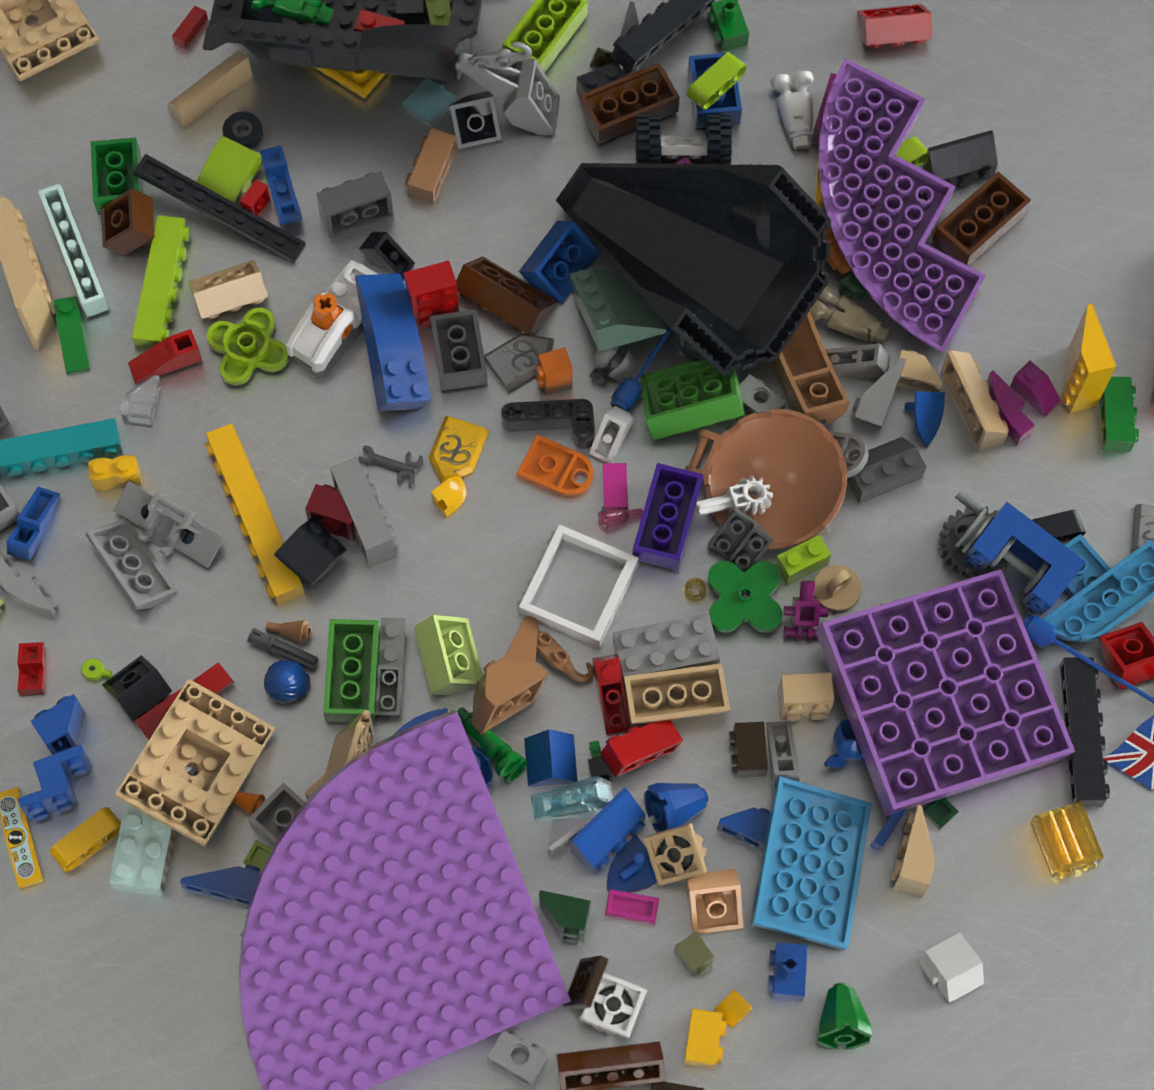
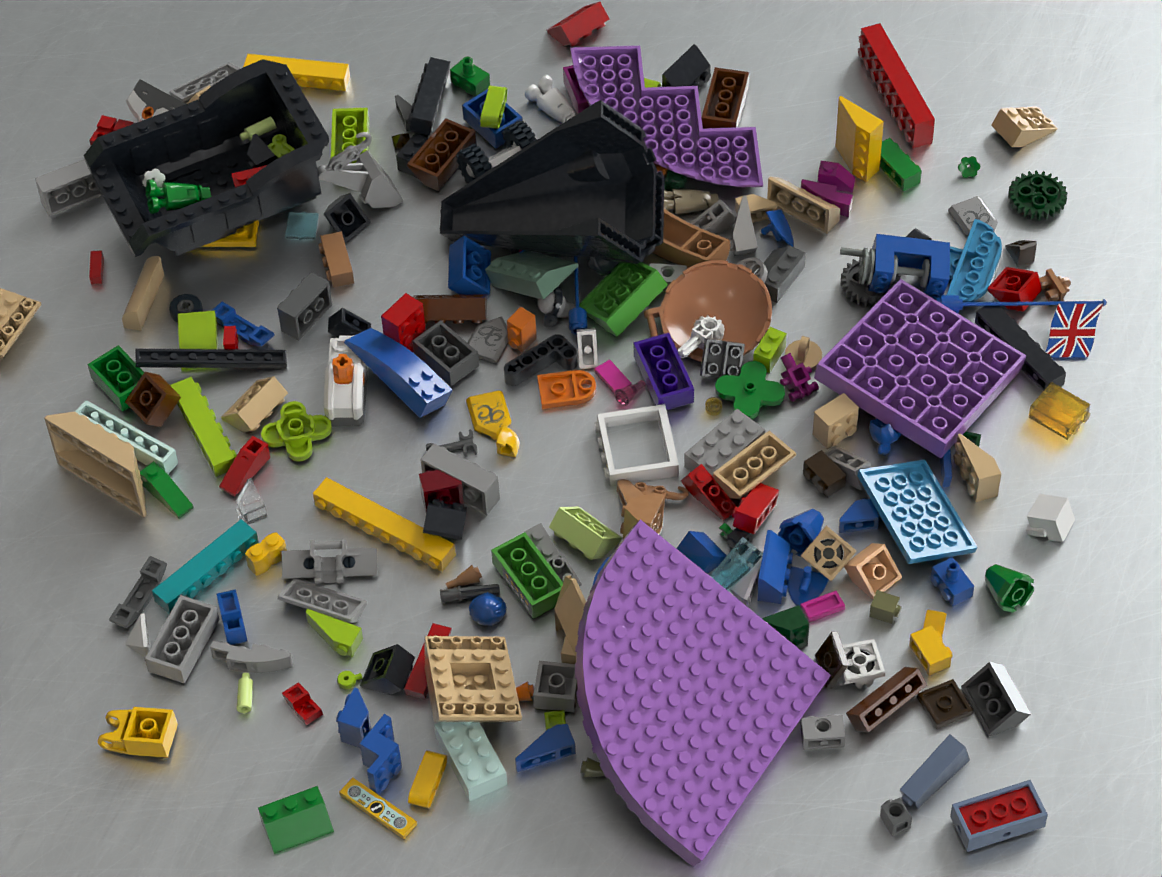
camera: 30 degrees left, 15 degrees down
(117, 612) = (339, 635): none -> lime slope

